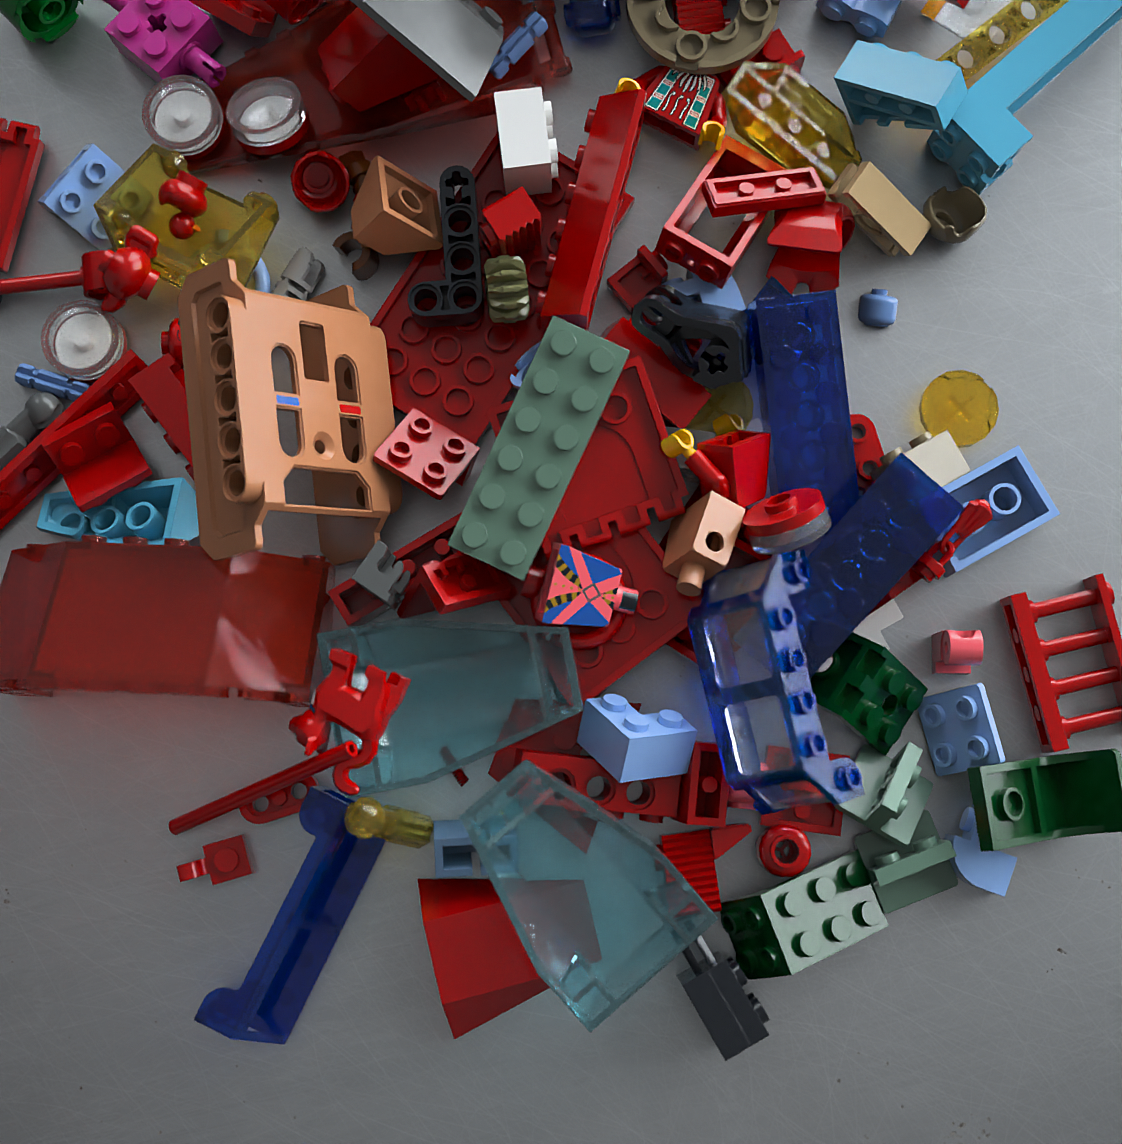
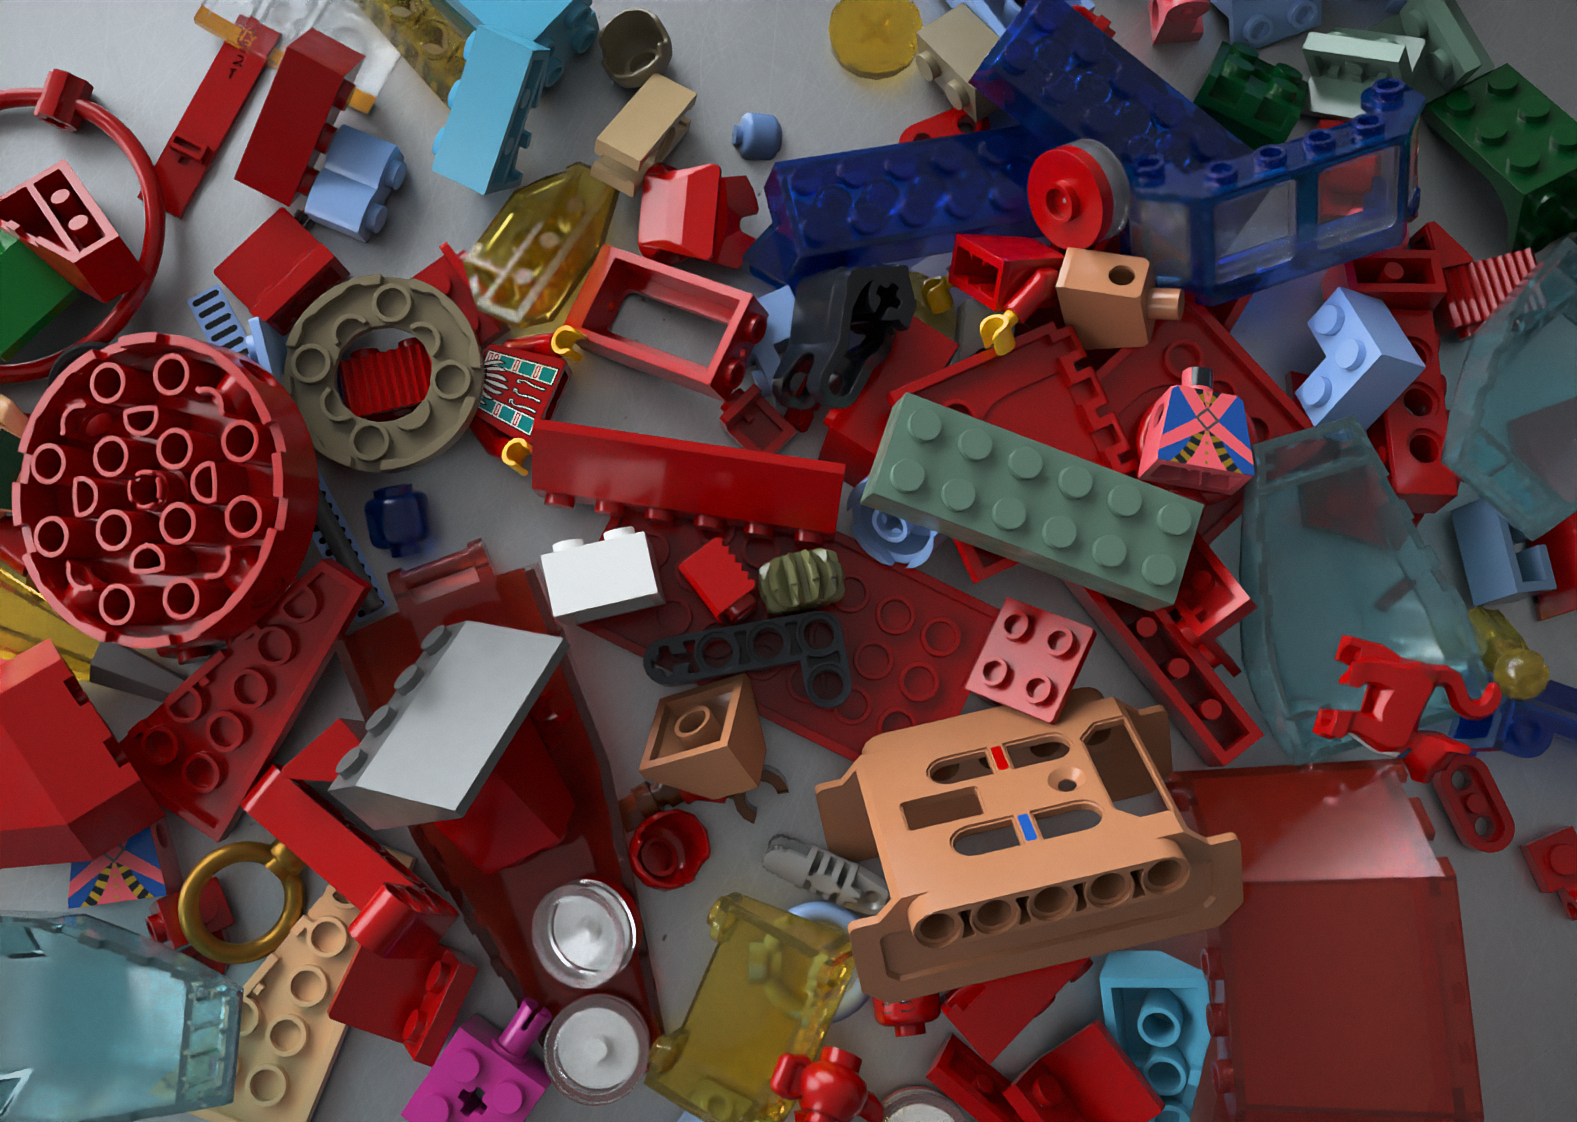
camera: 95 degrees left, 0 degrees up
(188, 196) = (717, 1022): red animal -> none
(264, 787) = (1491, 813): red piece -> none
(380, 578) = (1217, 694): dark grey hinge -> none
(518, 43) = (448, 603): medium blue axle -> none
(763, 192) = (642, 271): red tile -> none
(797, 853) = (1449, 184): red head -> none

